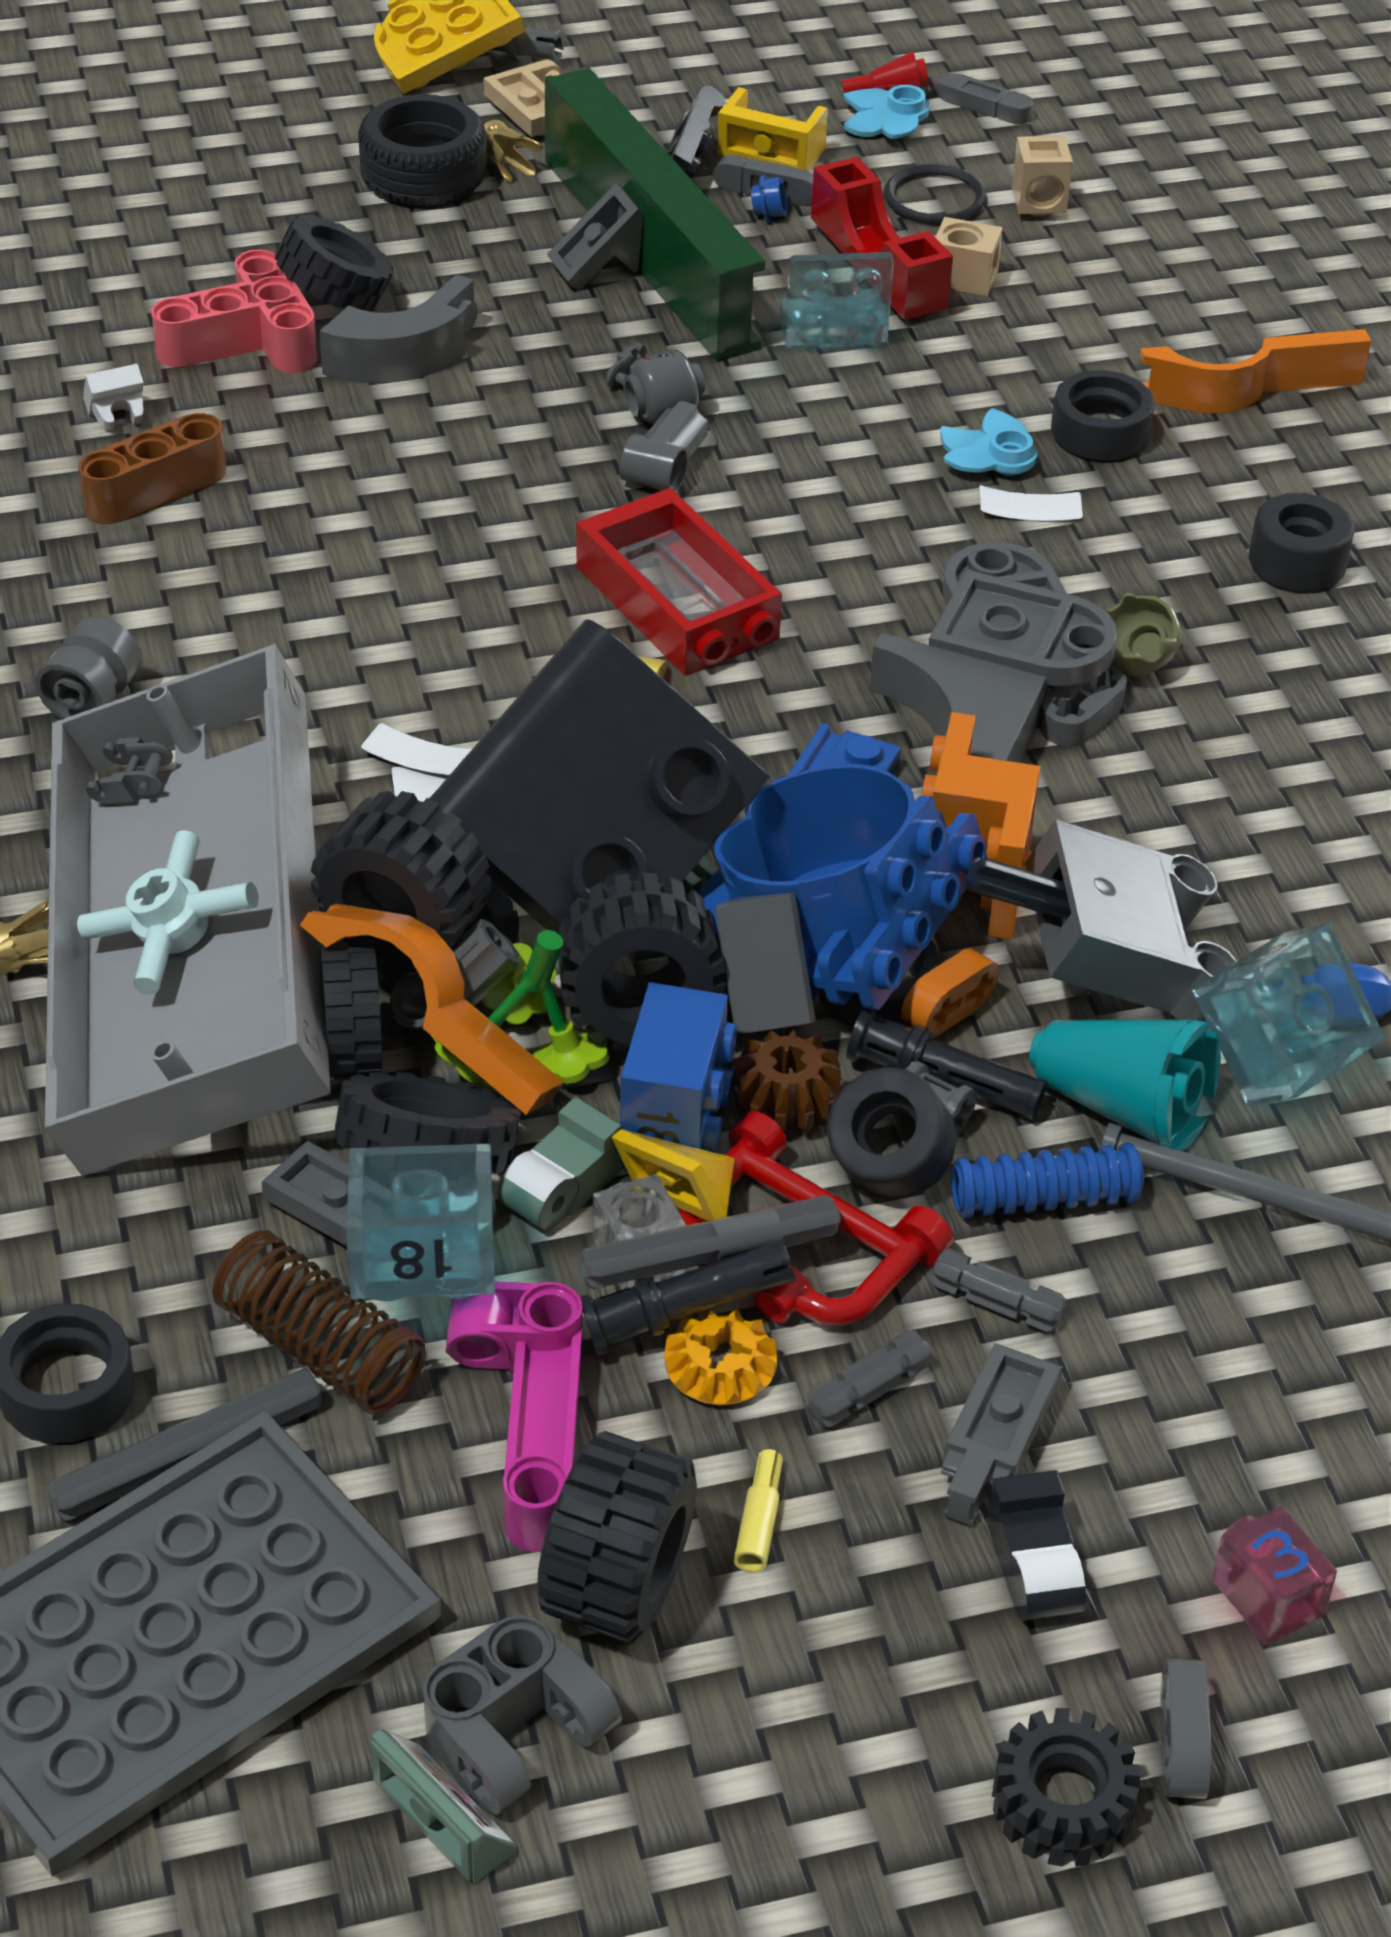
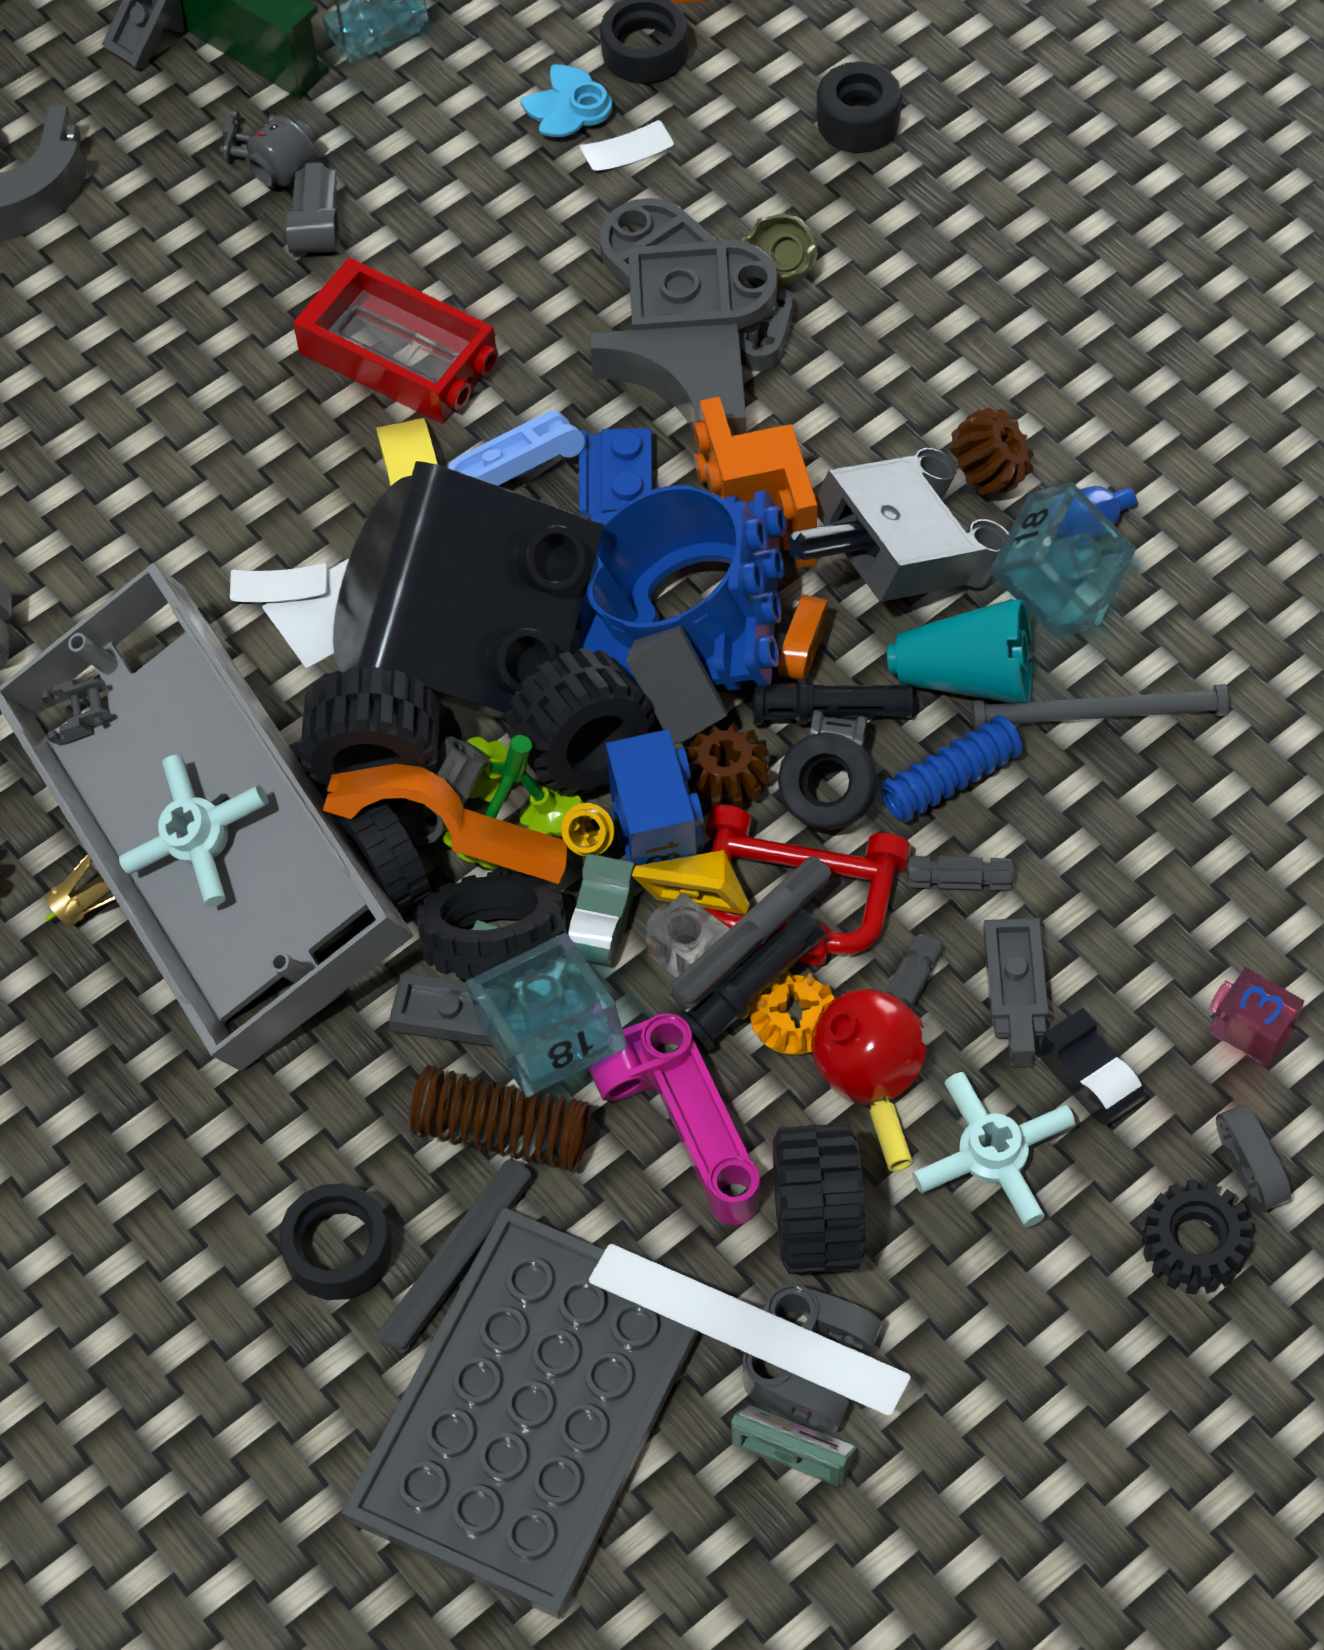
camera: 20 degrees left, 15 degrees up
(460, 1649) = (750, 1329): none -> white sticker
(591, 1074) = (581, 835): none -> yellow cone
(751, 716) = (521, 449): none -> light blue plate
(776, 1409) = (868, 1046): none -> red cylinder
(868, 1586) = (986, 1163): none -> light aqua bar
(1267, 889) = (992, 451): none -> reddish brown gear

